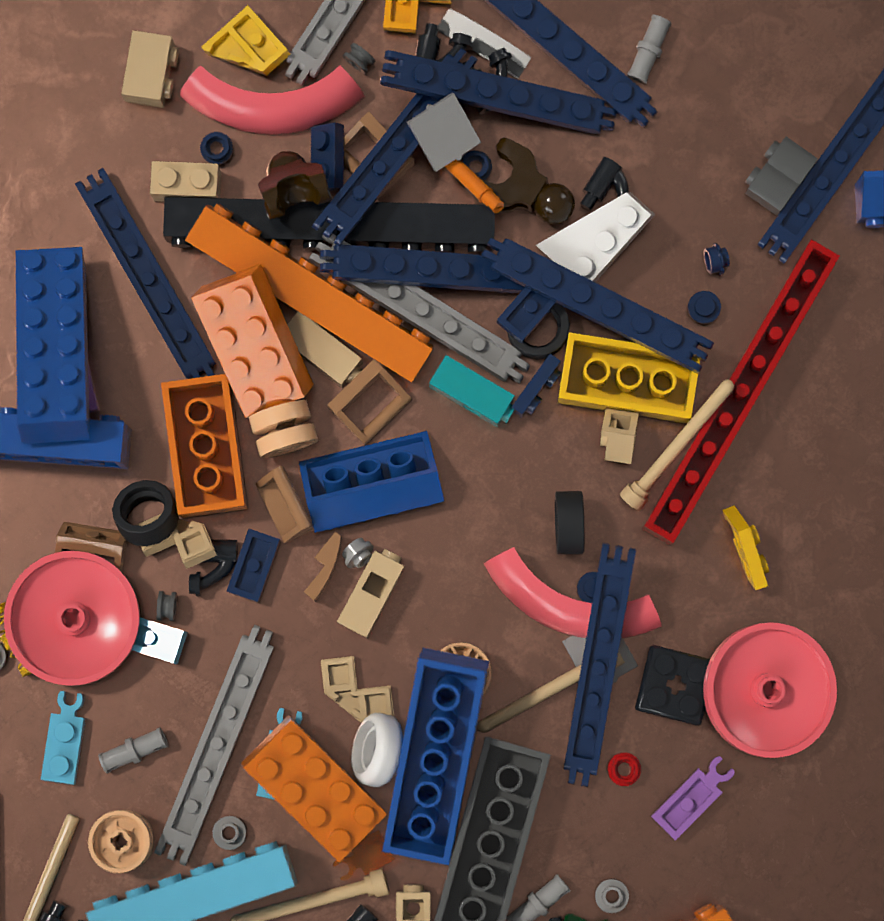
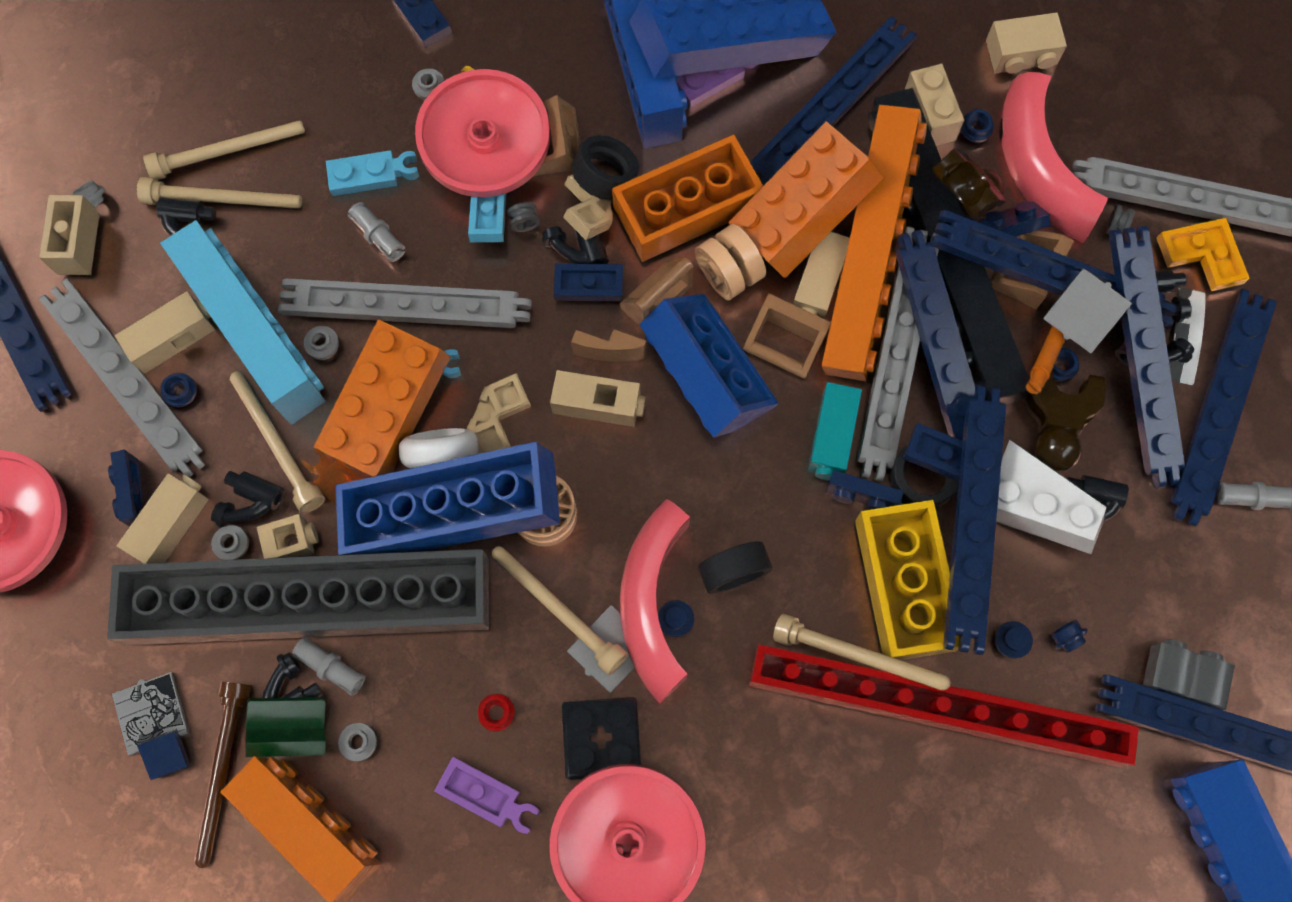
camera: 70 degrees right, 10 degrees down
(107, 851) = (284, 244): light nougat wheel -> none
(247, 44) = (1088, 119): yellow wing -> none
(357, 553) = (633, 371): light grey plate -> none
(599, 663) = (599, 643): dark blue hinge -> none
(619, 435) = (845, 590): tan brick -> none
(745, 542) = (782, 763): yellow wing -> none

